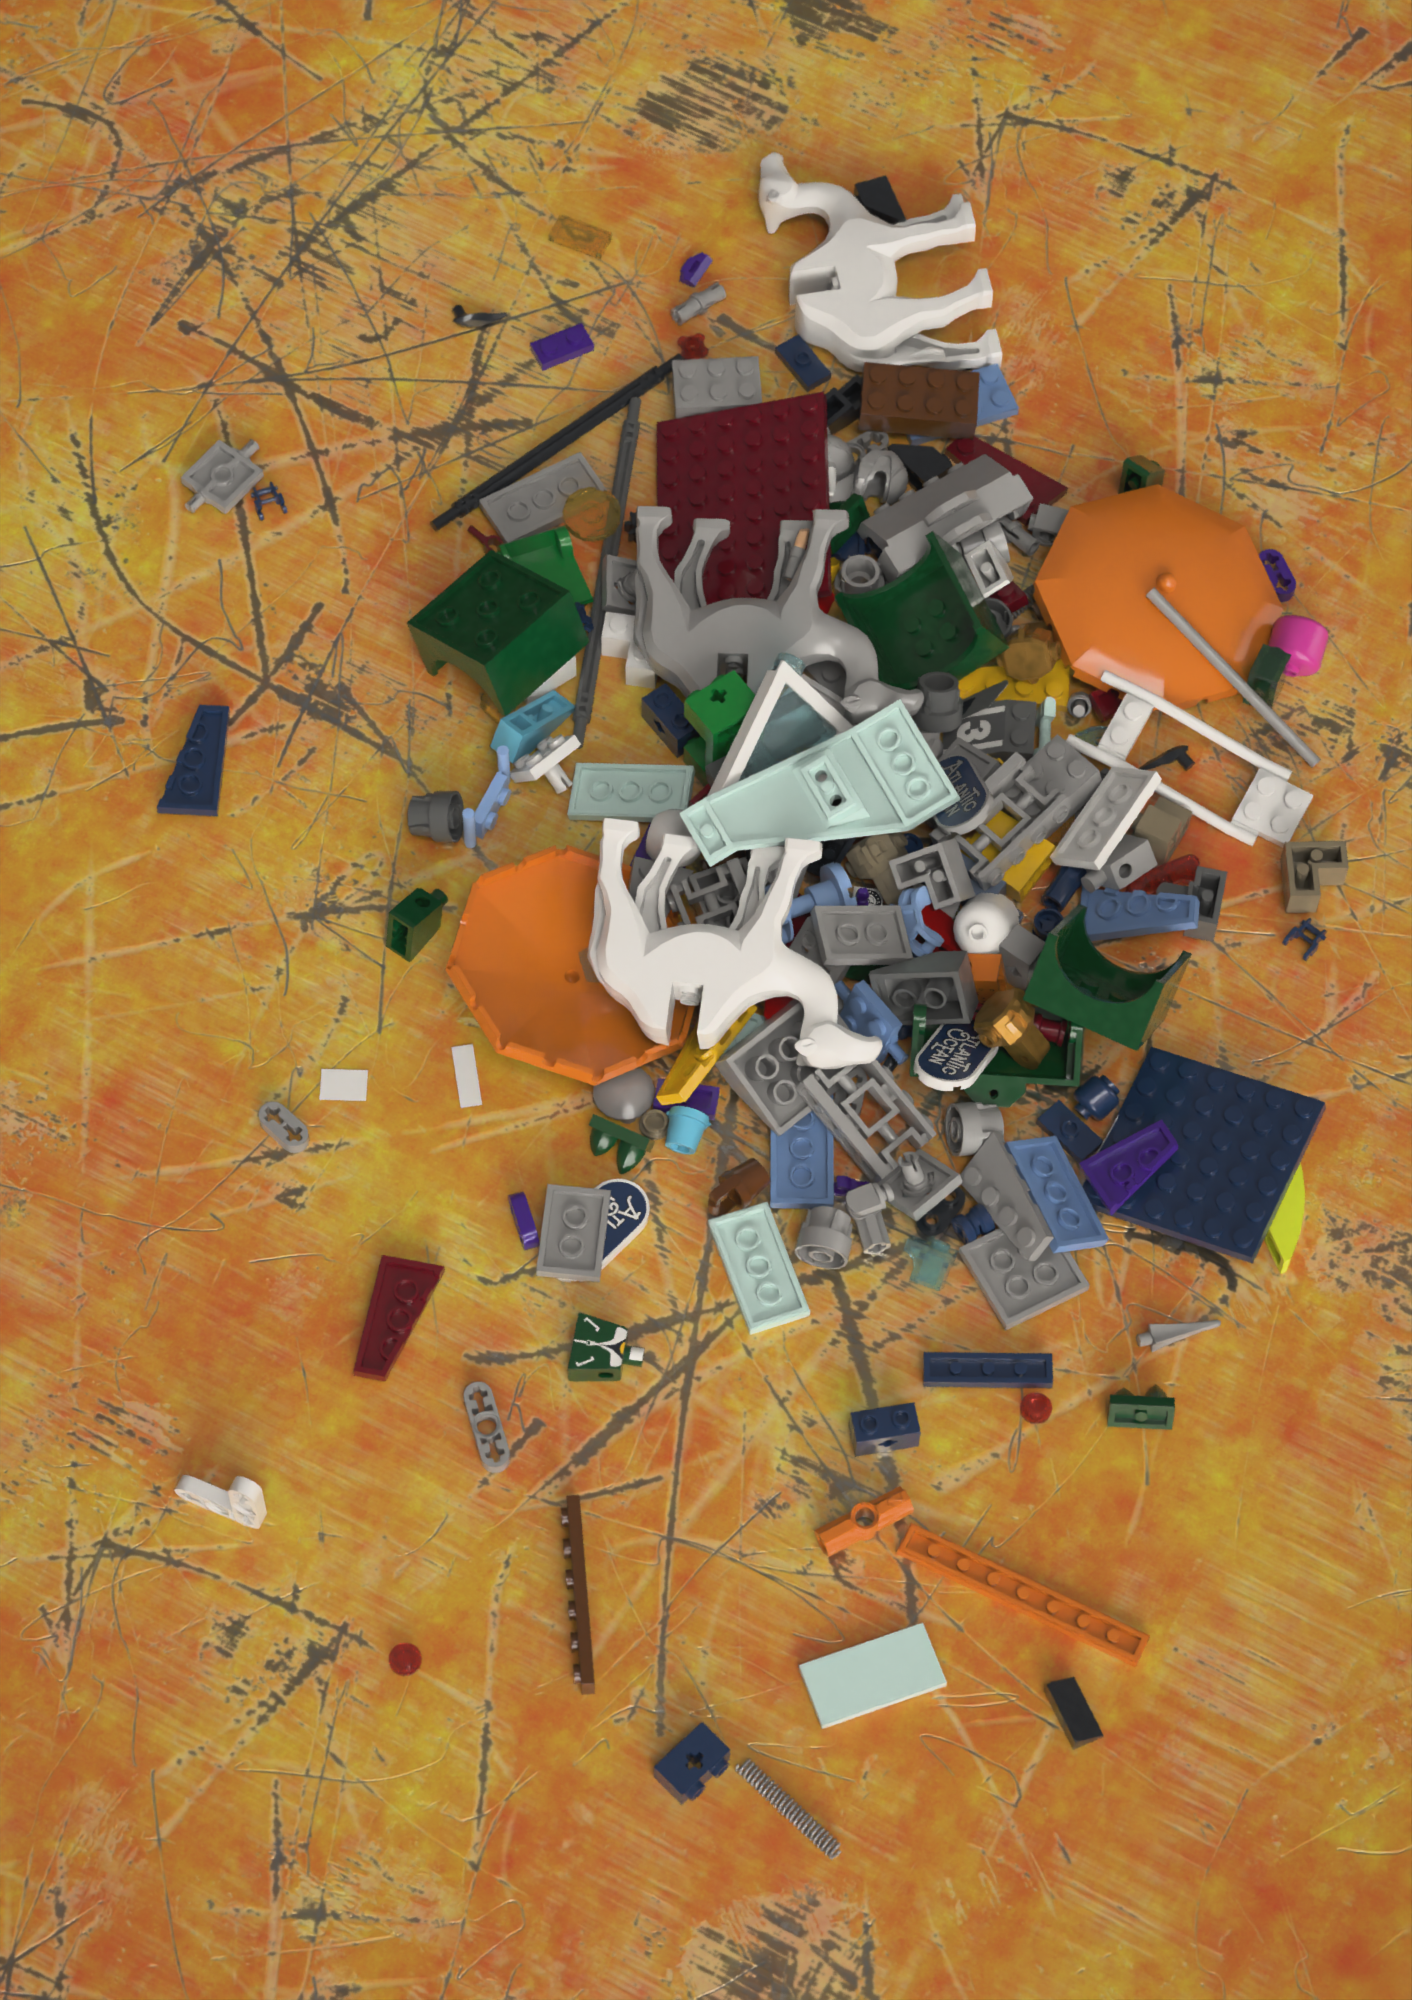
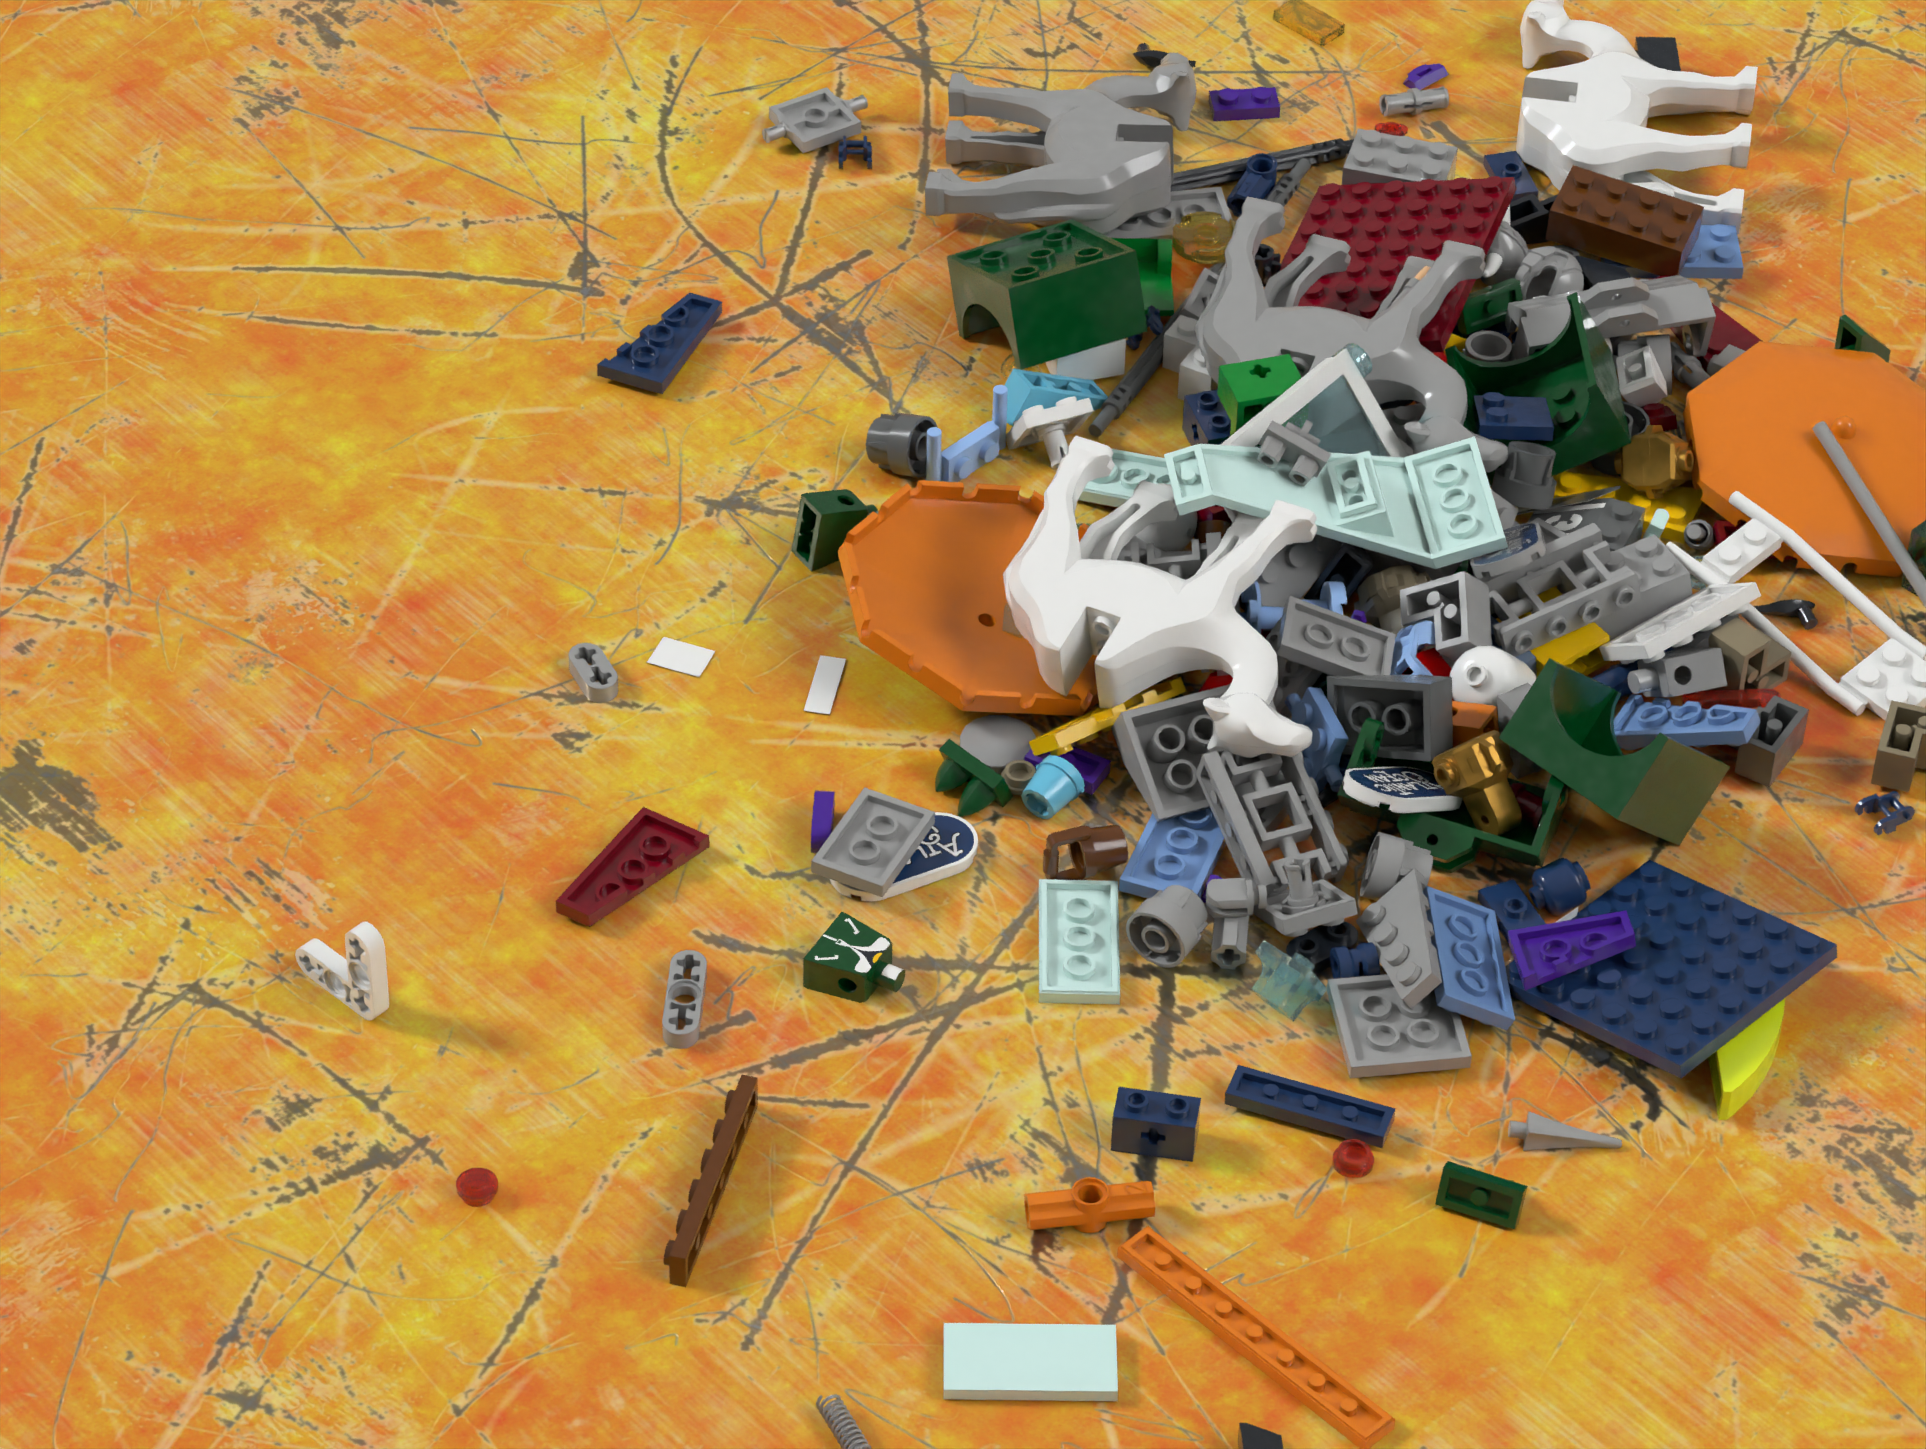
camera: 20 degrees right, 20 degrees down
(482, 463) = (1087, 161): none -> light grey animal
(606, 441) = (1255, 182): none -> dark blue piece
(696, 1747) = (766, 1378): dark blue brick -> none
(764, 773) = (1294, 446): none -> light grey hips
(911, 651) = (1512, 417): none -> dark blue plate

